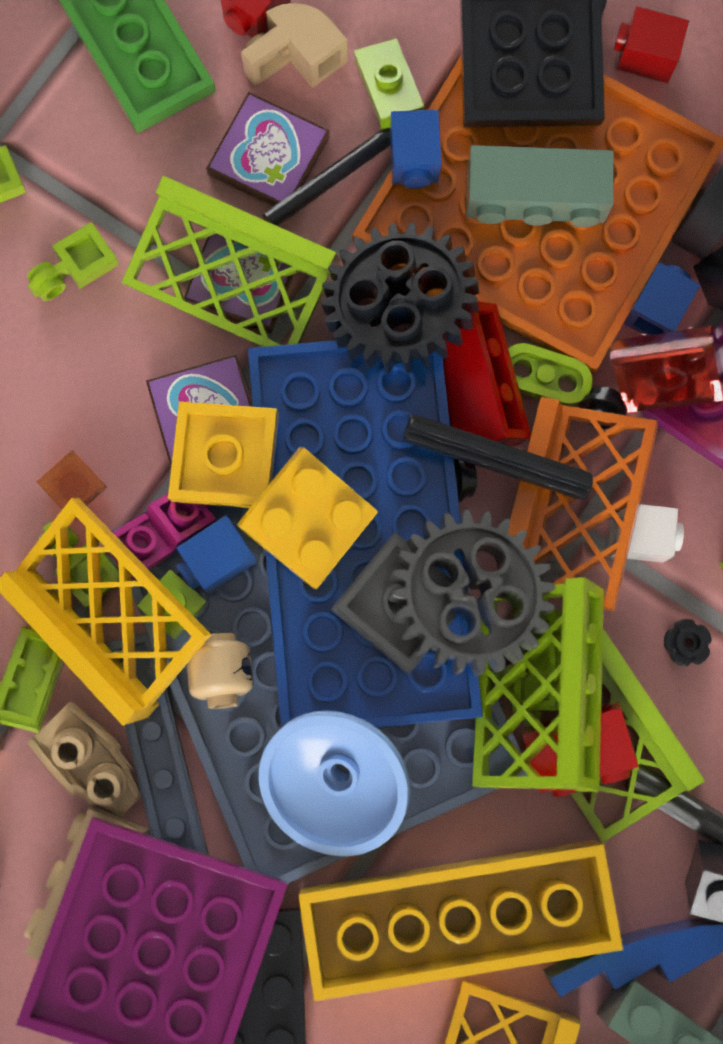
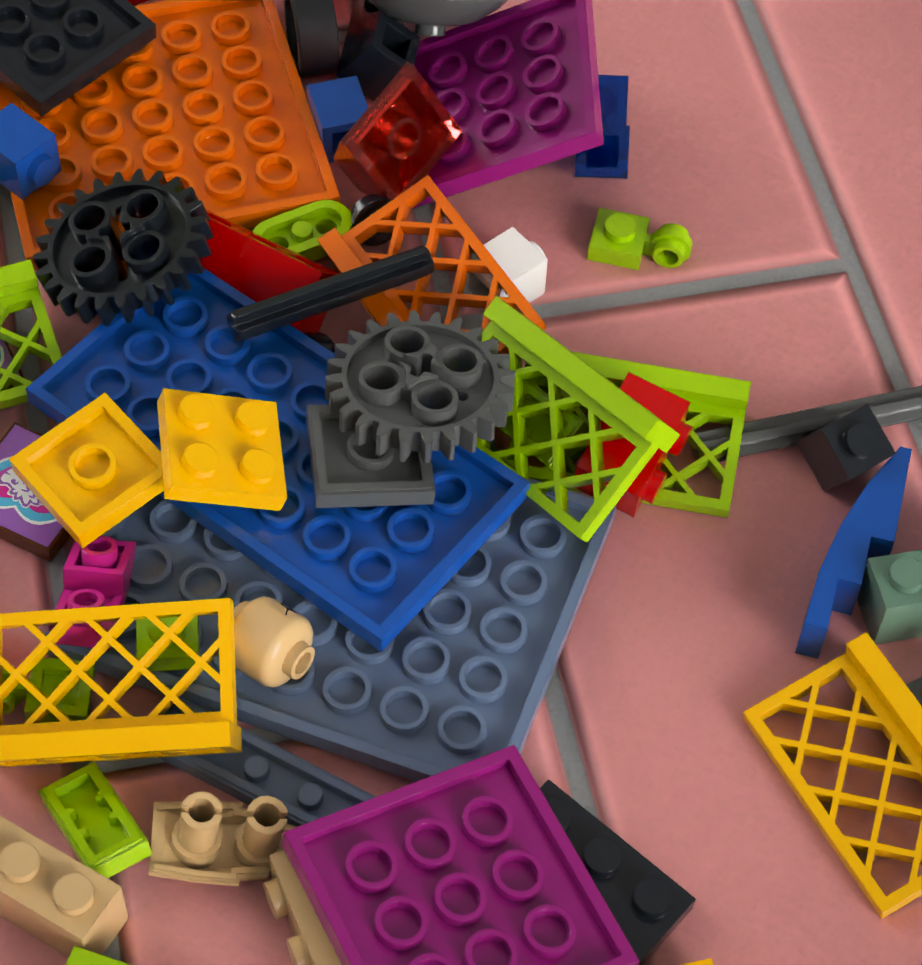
camera: 45 degrees left, 25 degrees down
(214, 556) = (168, 557): blue brick -> none
(320, 803) = (508, 615): light blue dish -> none
(459, 919) = (678, 658): yellow brick -> none
(539, 185) = (150, 103): sand green brick -> none
(675, 645) = (626, 334): black plate -> none

